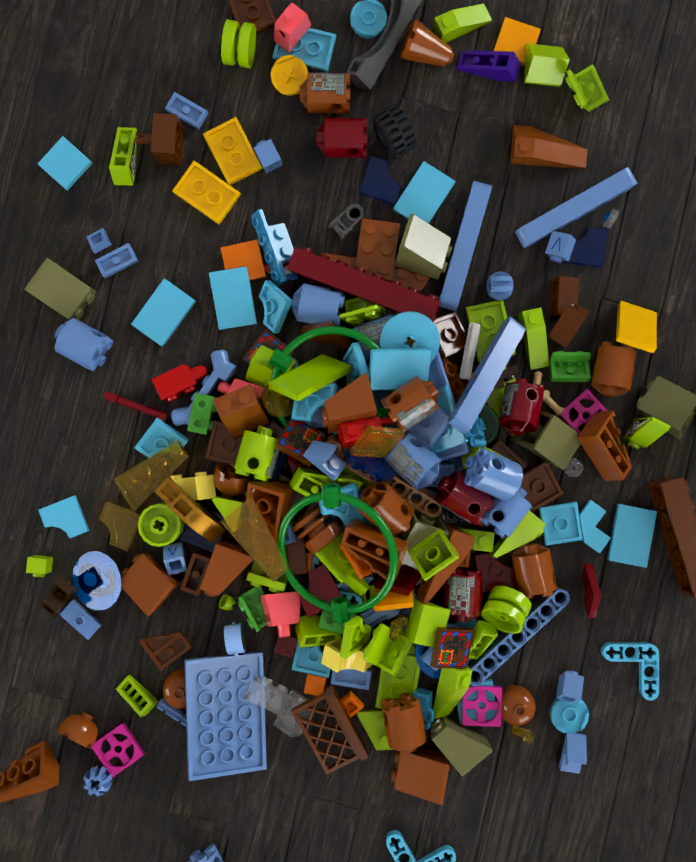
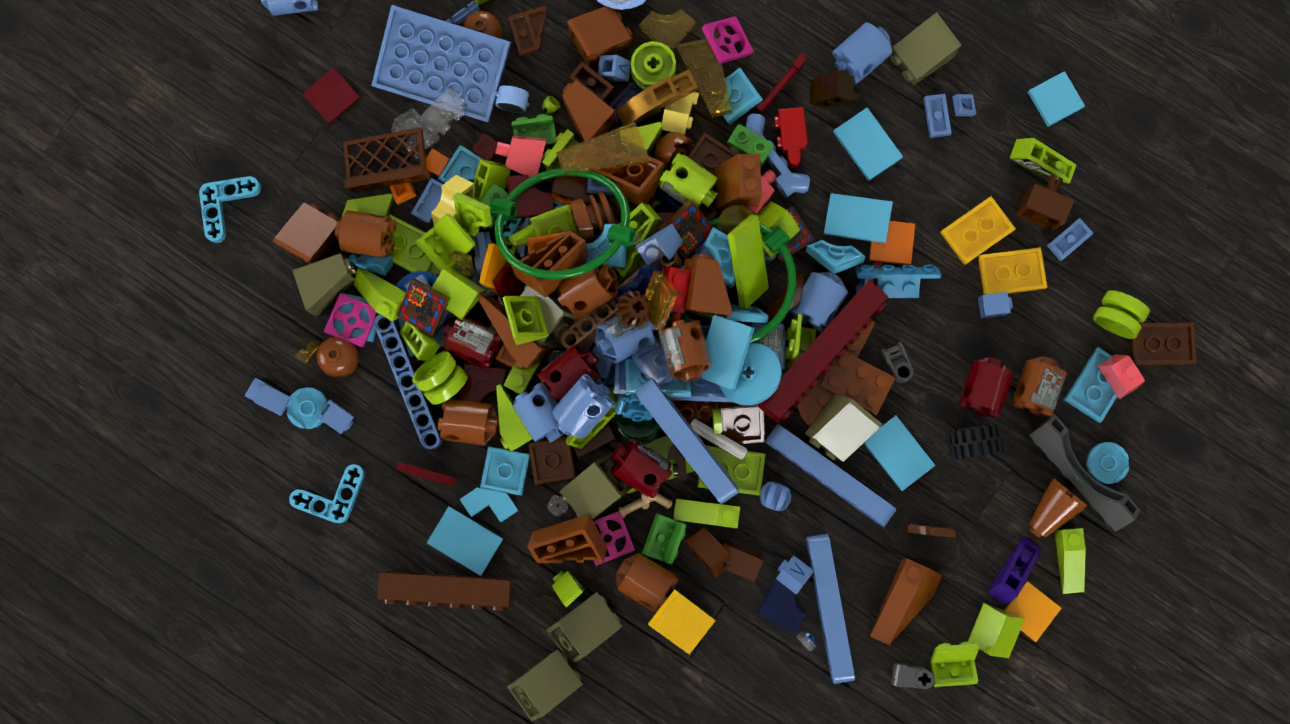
camera: 110 degrees right, 5 degrees down
(106, 458) = (739, 36): none -> dark pink piece
(126, 358) = (833, 89): none -> dark brown brick
(287, 801) = (331, 95): none -> dark red slope
(288, 75) = (1074, 357): yellow tile -> none
(378, 182) = (928, 410): clear blue tile -> none
(388, 468) = (633, 316): none -> reddish brown gear
(453, 358) = (716, 421): none -> lime tile
(481, 140) = (929, 530): none -> reddish brown tile
(607, 121) = (907, 676): none -> dark grey piece

